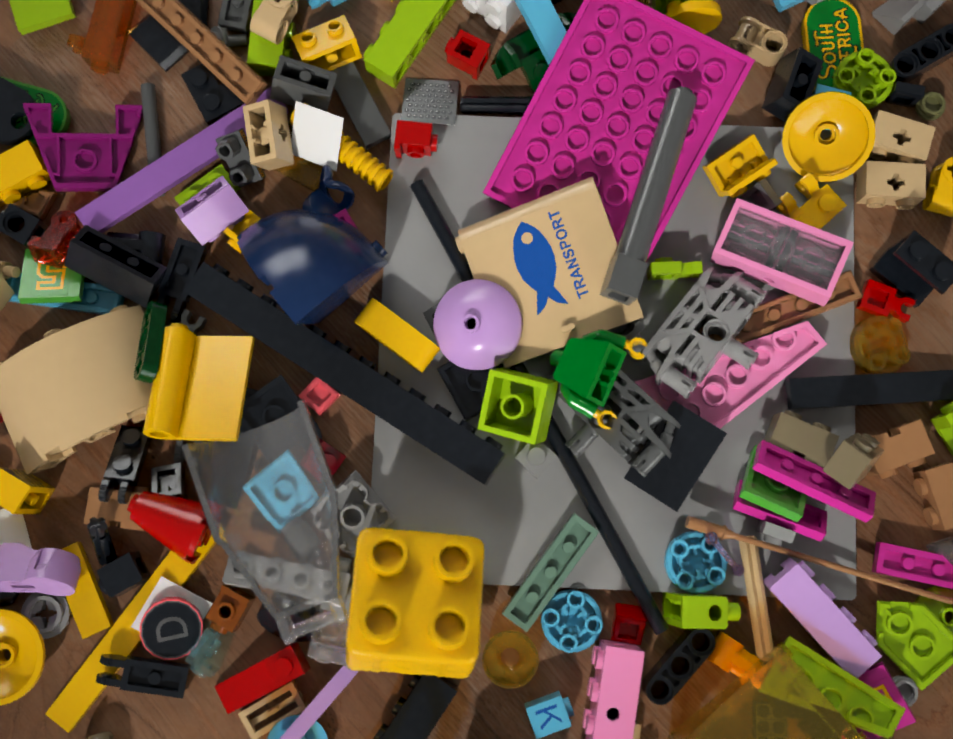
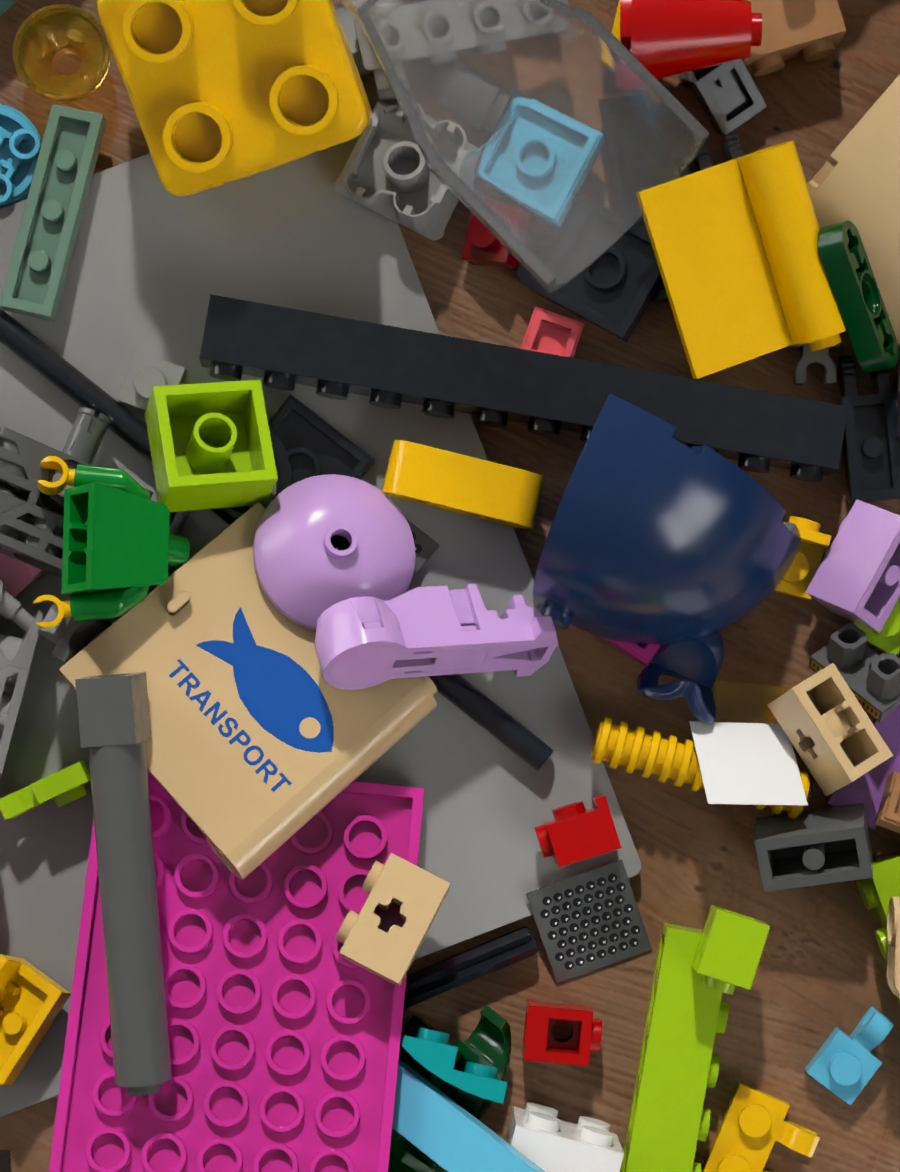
camera: 155 degrees right, 5 degrees up
(125, 463) = (808, 92): black hinge -> none
(328, 44) = (811, 940): yellow brick -> none
(360, 106) = (705, 860): dark grey tile -> none
(365, 50) = (729, 950): none -> lime brick
(446, 260) = (429, 635): none -> lavender piece
(530, 58) = (434, 1053): none -> teal slope
(530, 111) = (419, 900): none -> tan brick

